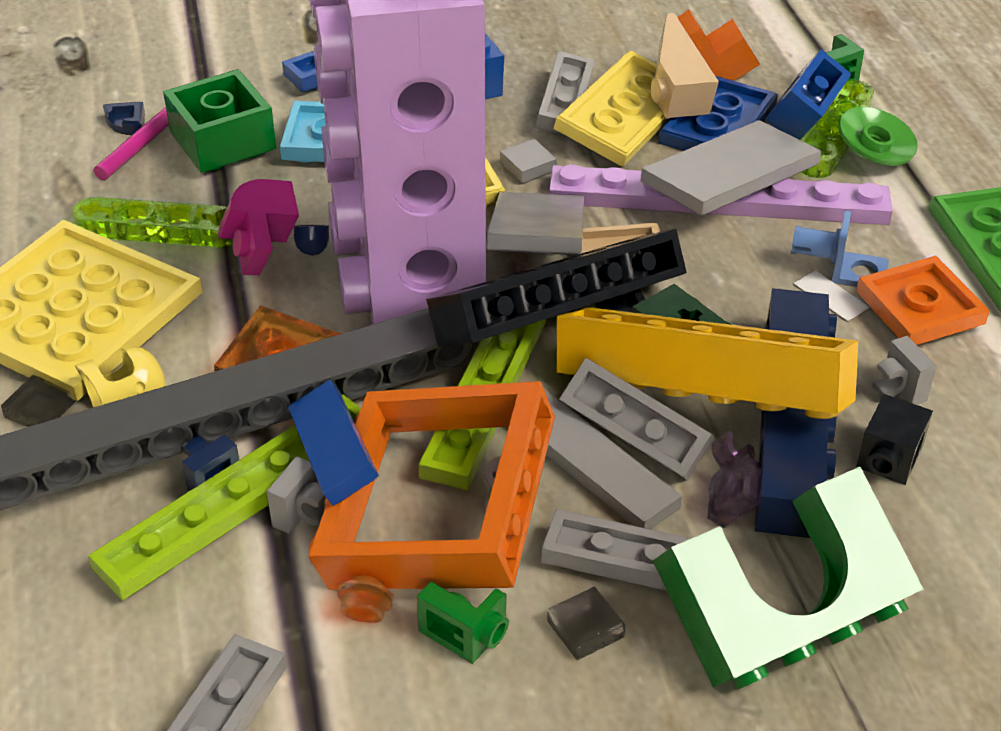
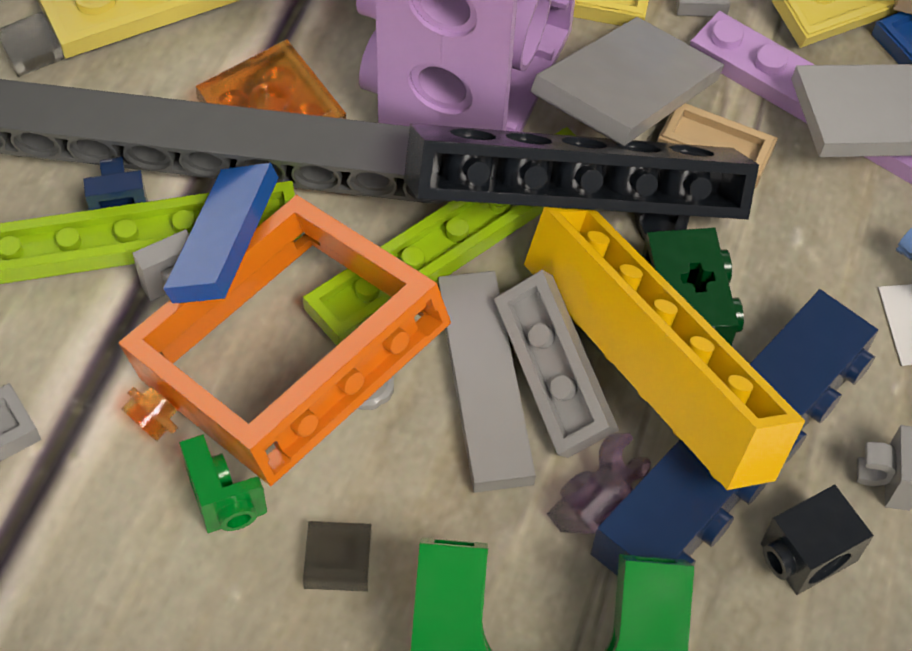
camera: 30 degrees right, 15 degrees up
(137, 374) = (101, 67): light yellow helmet -> none
(606, 548) = (424, 496): light grey plate -> none

